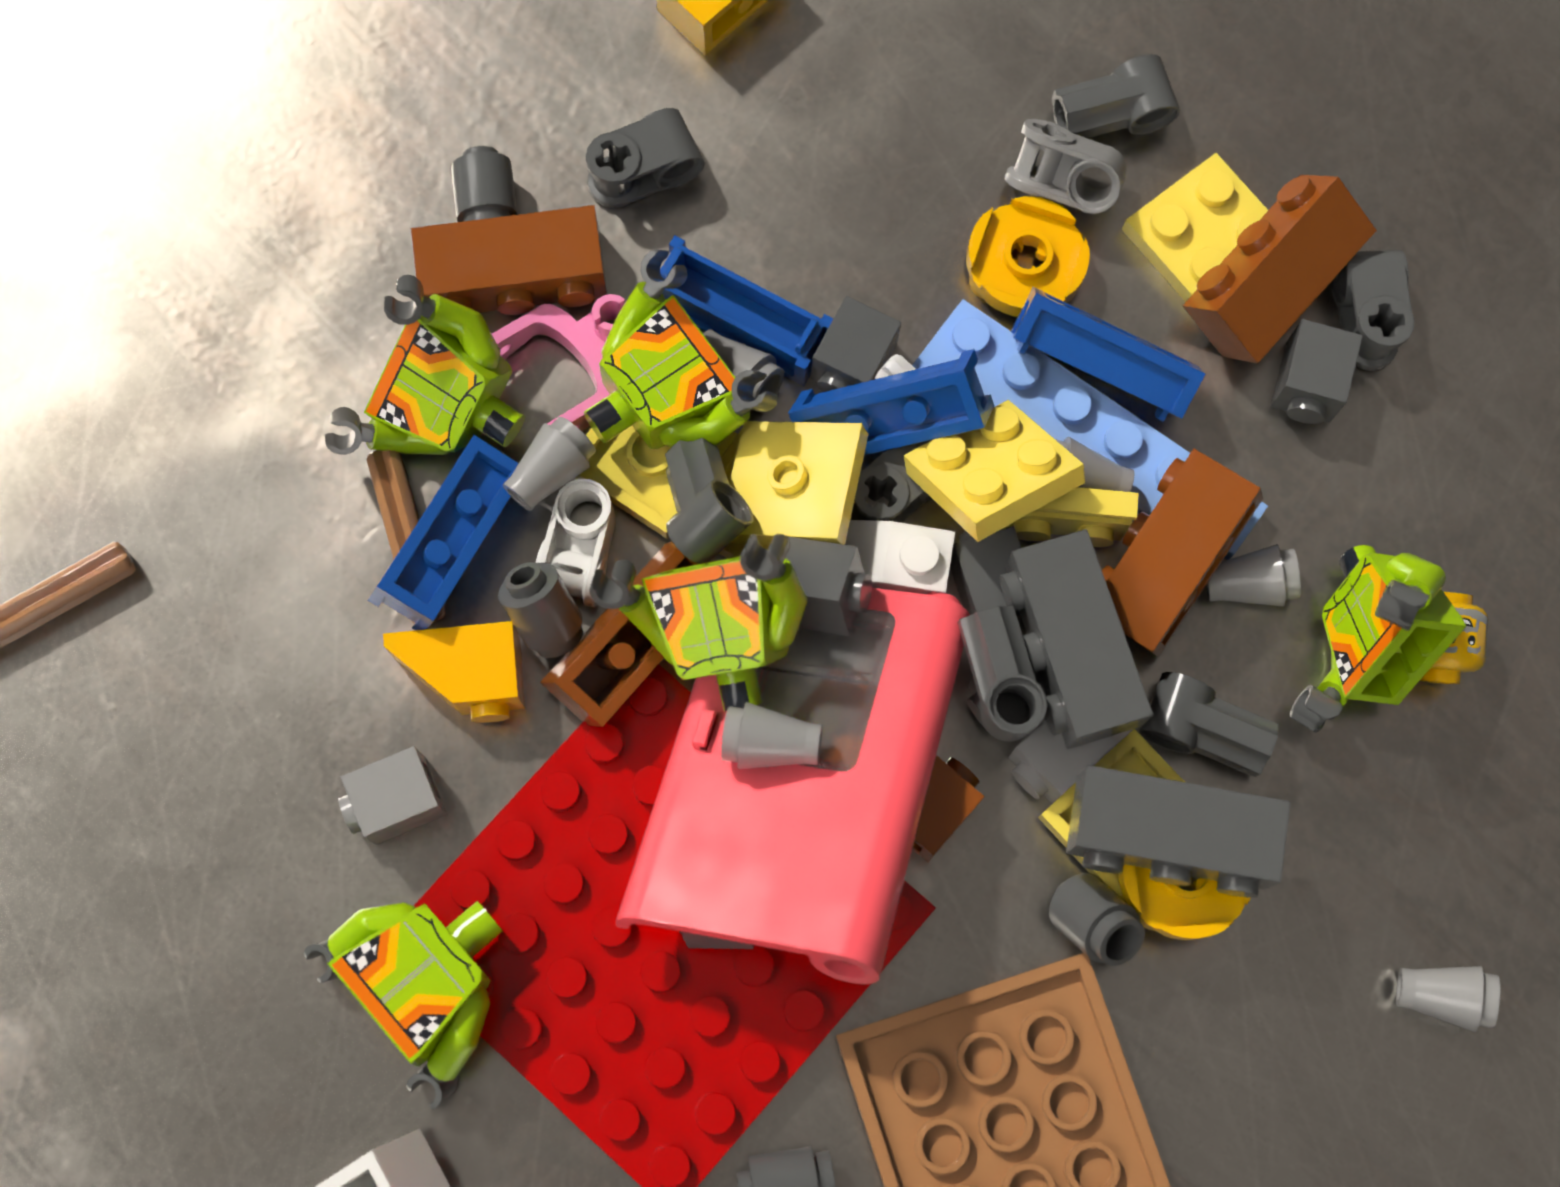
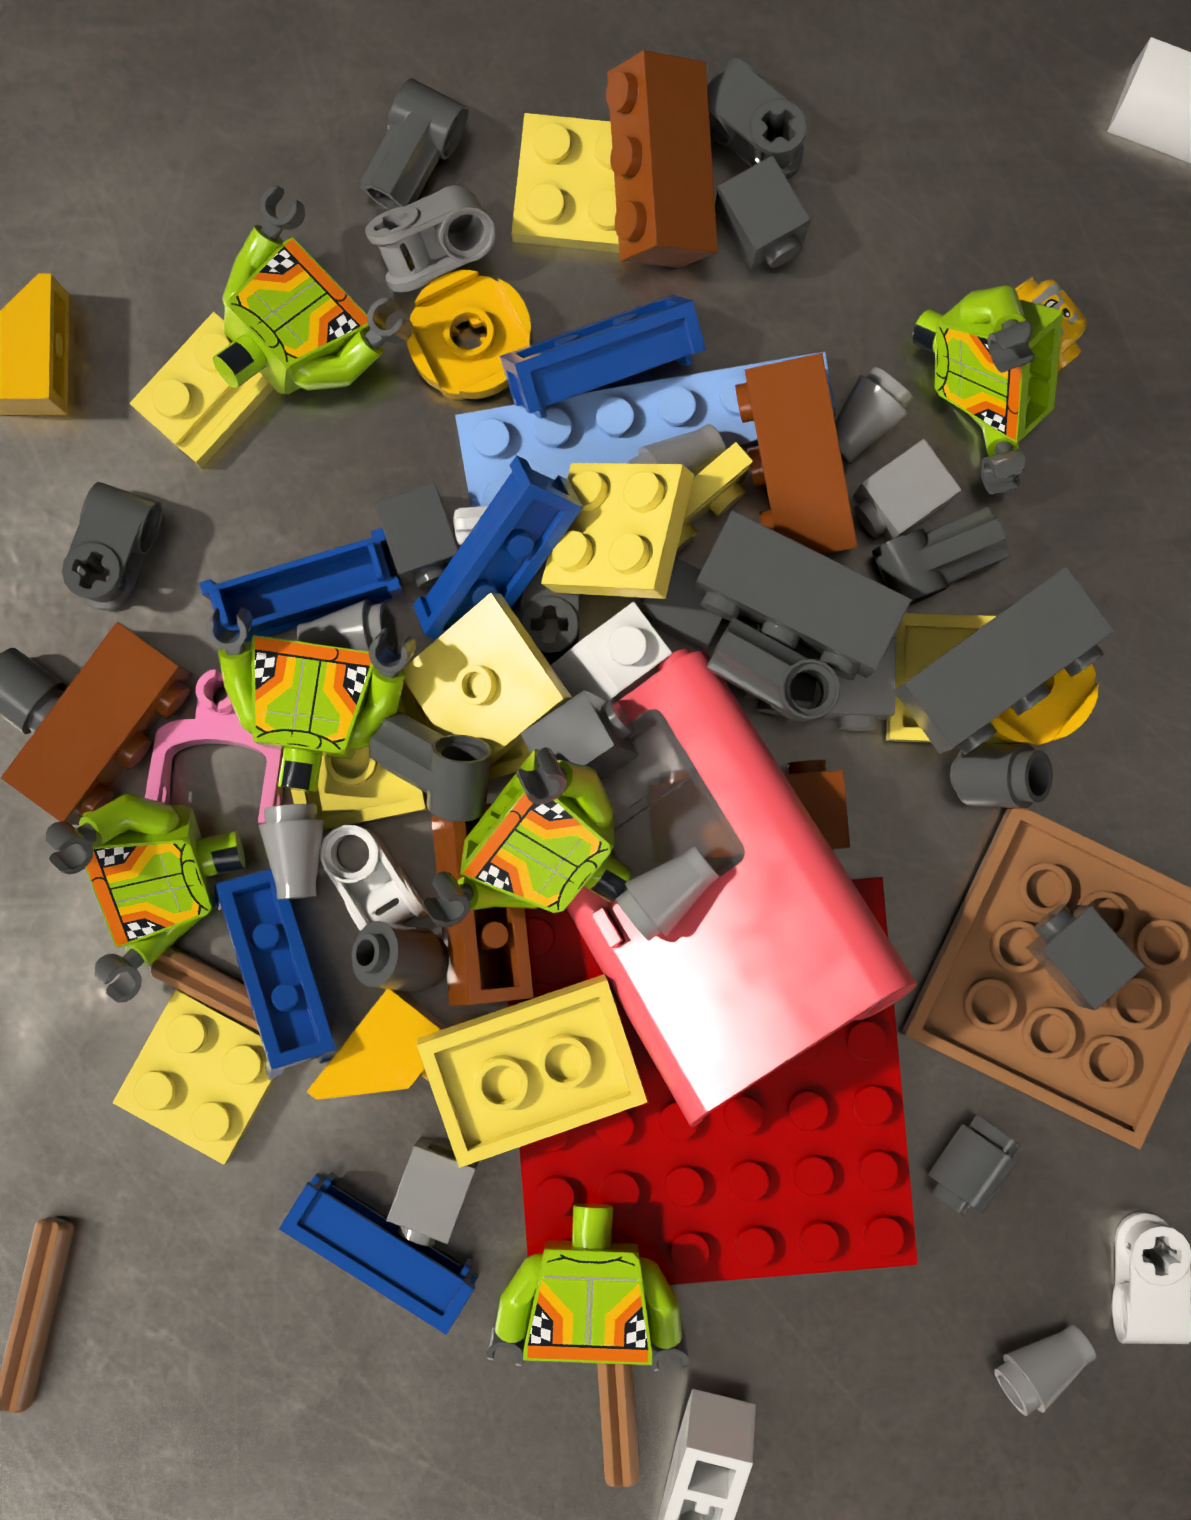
camera: 40 degrees left, 10 degrees up
(308, 800) = (377, 1255): none -> blue container
(322, 559) = (198, 1077): none -> light yellow plate
(346, 1096) = (618, 1424): none -> medium nougat axle
(548, 776) = (531, 1070): none -> light yellow plate
(813, 126) = (193, 401): none -> light yellow plate
(919, 129) = (292, 315): none -> torso
(1025, 1105) = (1083, 954): none -> dark grey brick
(1228, 655) = (904, 493): none -> light grey brick

